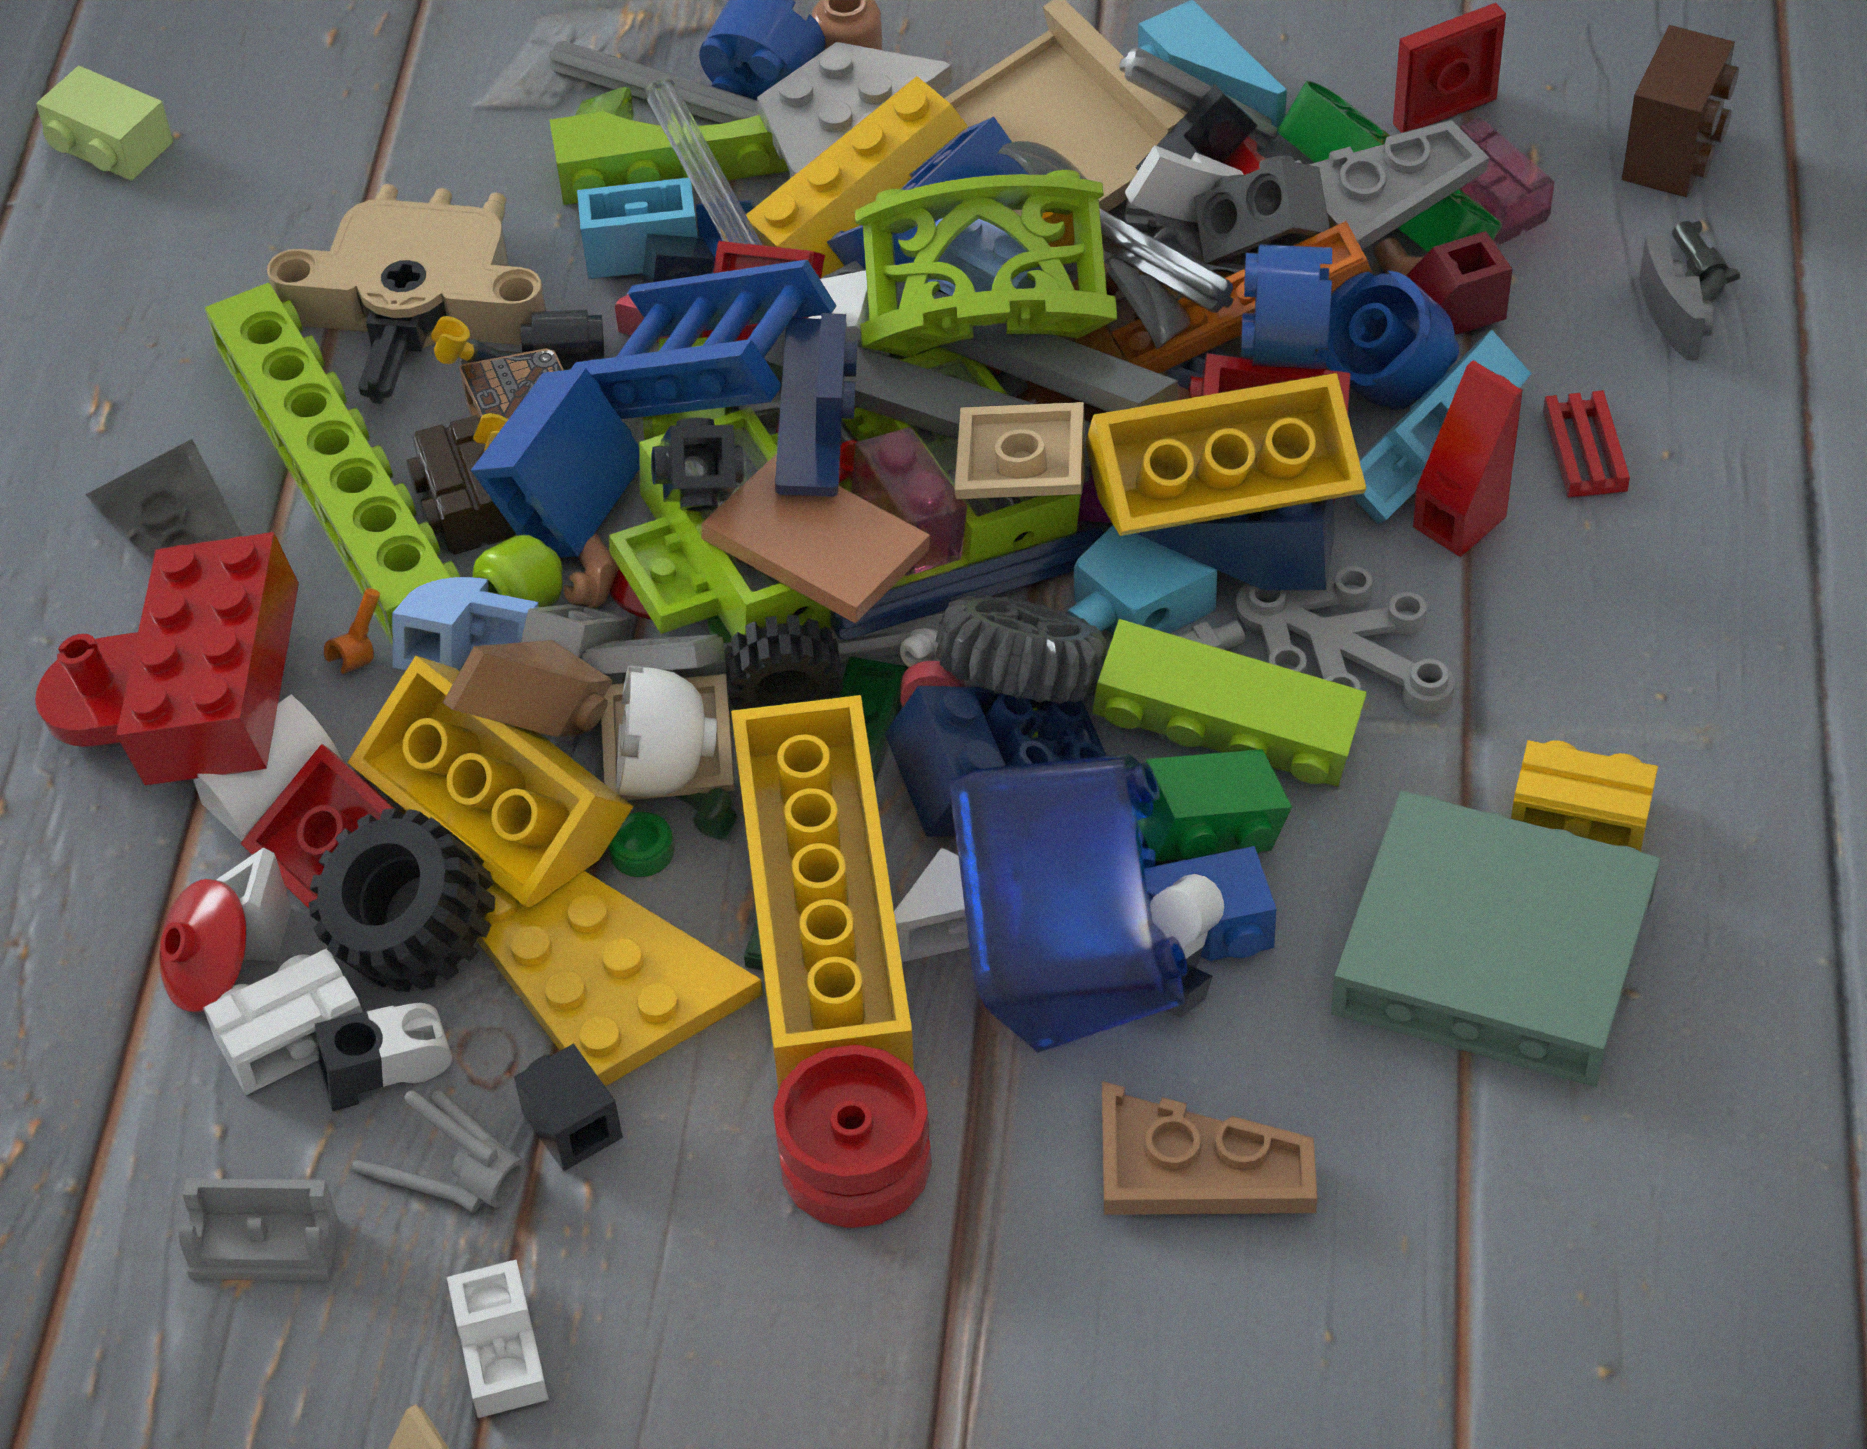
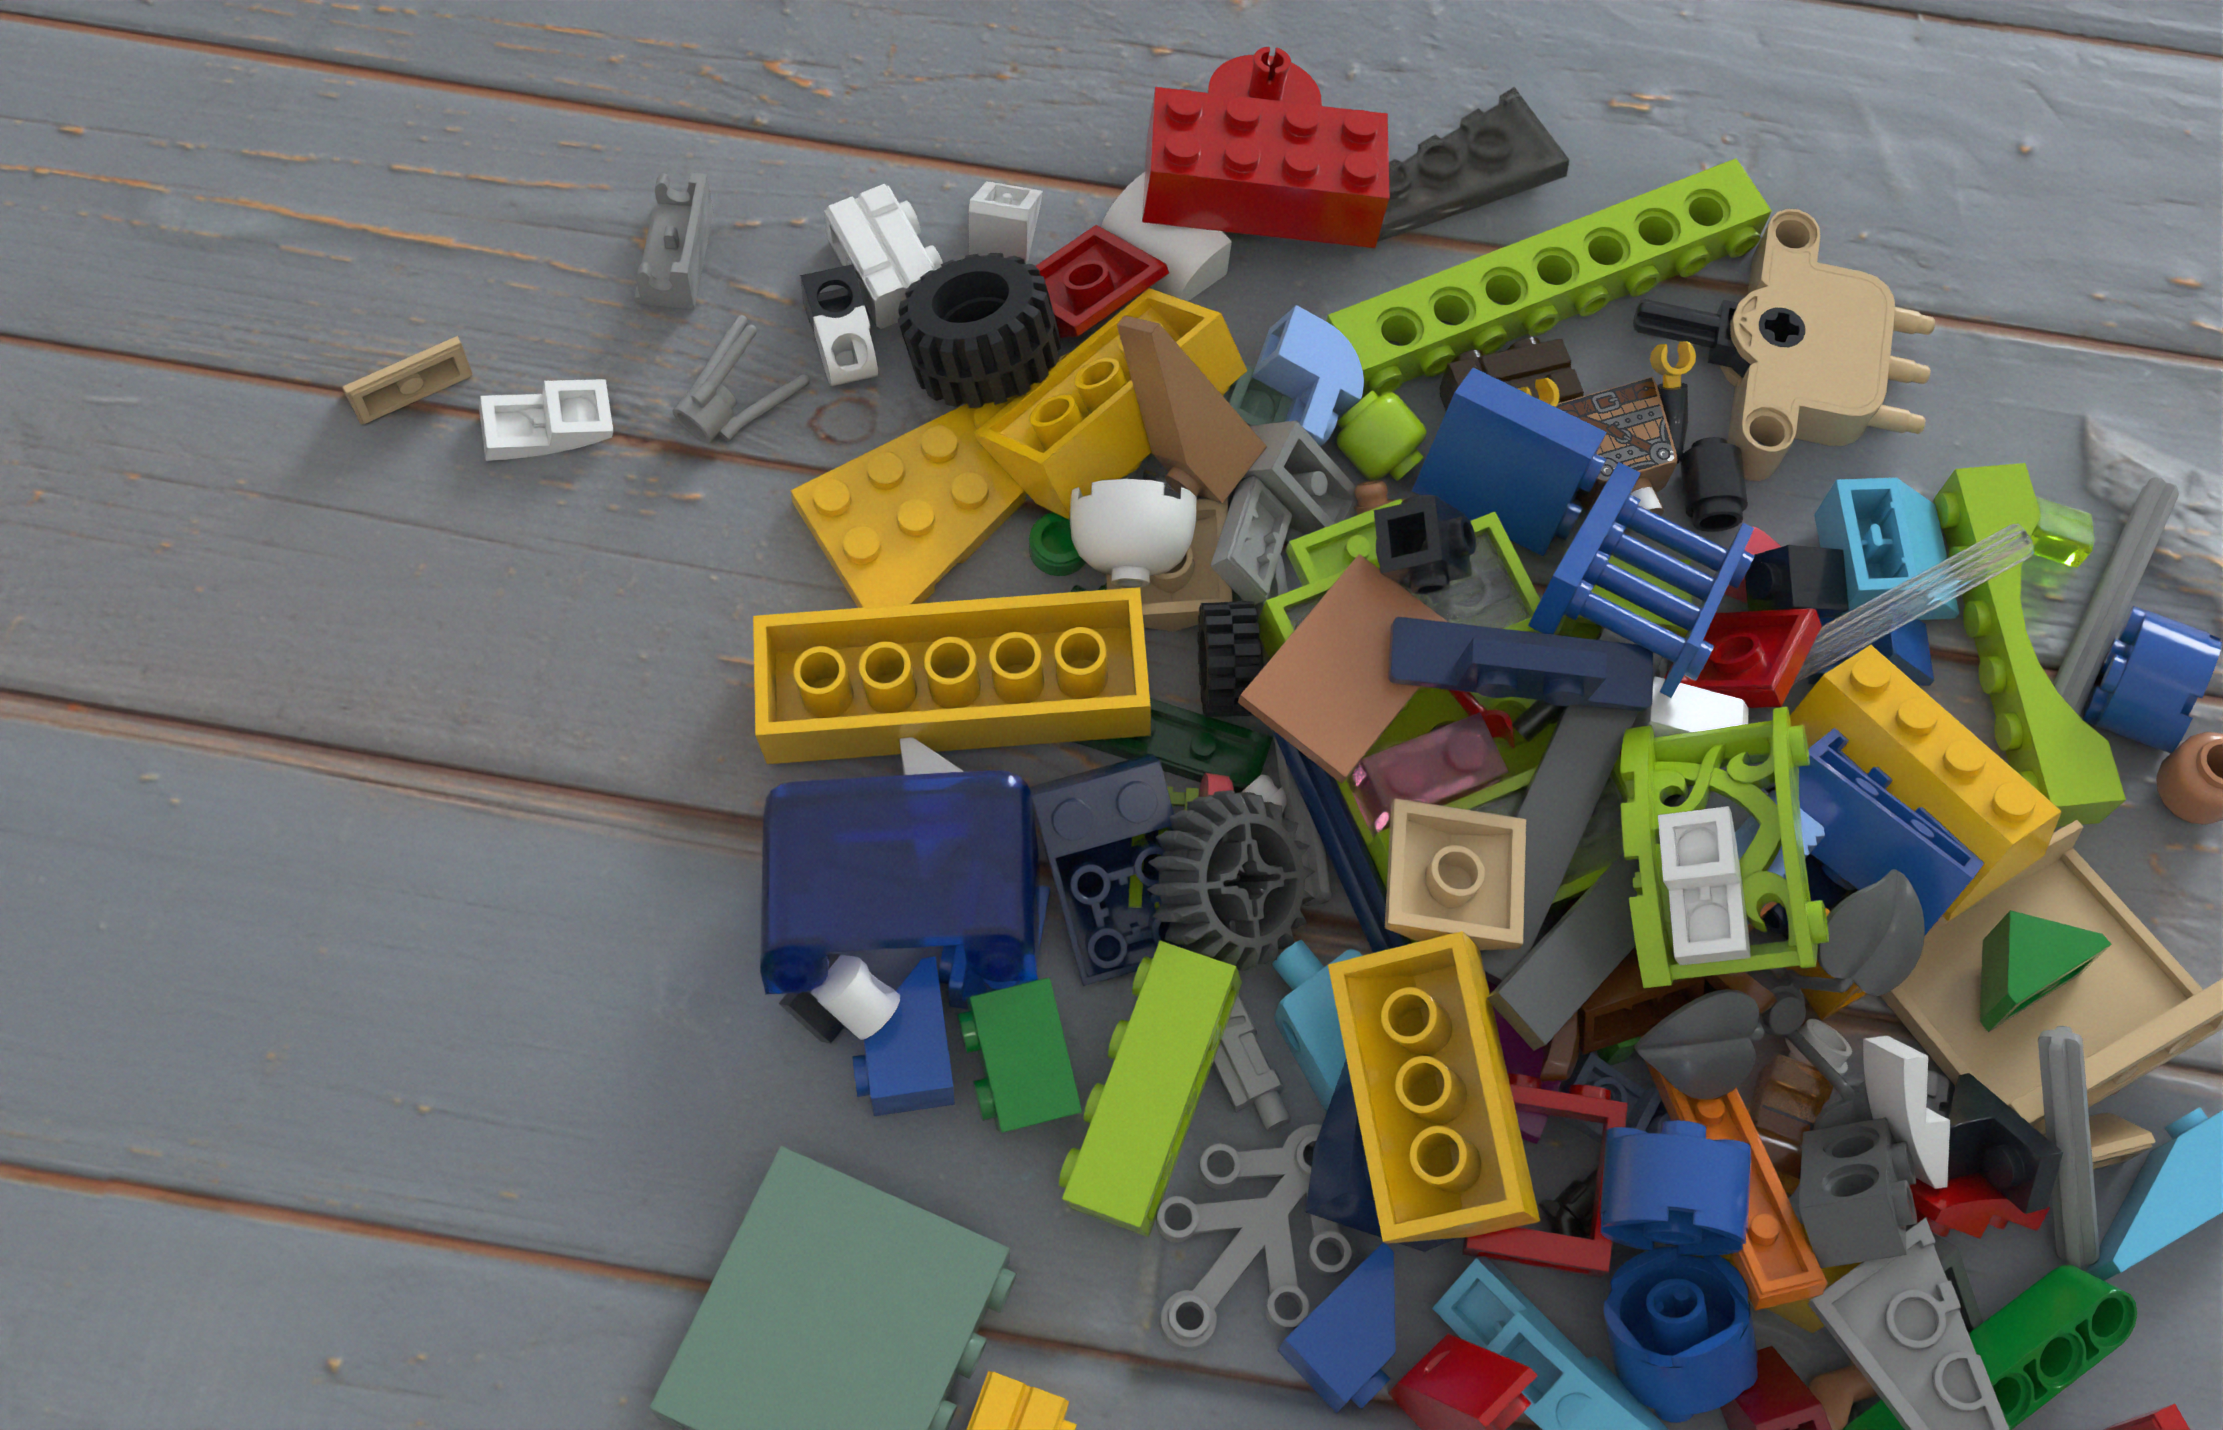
camera: 85 degrees right, 15 degrees up
(104, 123) = (2018, 76): yellowish green brick -> none
(202, 944) = (960, 180): red dish -> none
(355, 645) = (1315, 301): orange hand -> none
(568, 1106) = (759, 468): black brick -> none
(835, 94) = (2065, 749): light grey wing -> none
(853, 1136) = (674, 691): red wheel -> none
(1037, 256) = (1704, 886): none -> white slope
(1043, 118) = (2028, 960): none -> green slope
(1164, 264) = (1807, 1052): axle -> none
(1194, 1164) = (615, 1003): medium nougat wing -> none
(1422, 559) = (1349, 1335): none -> blue slope

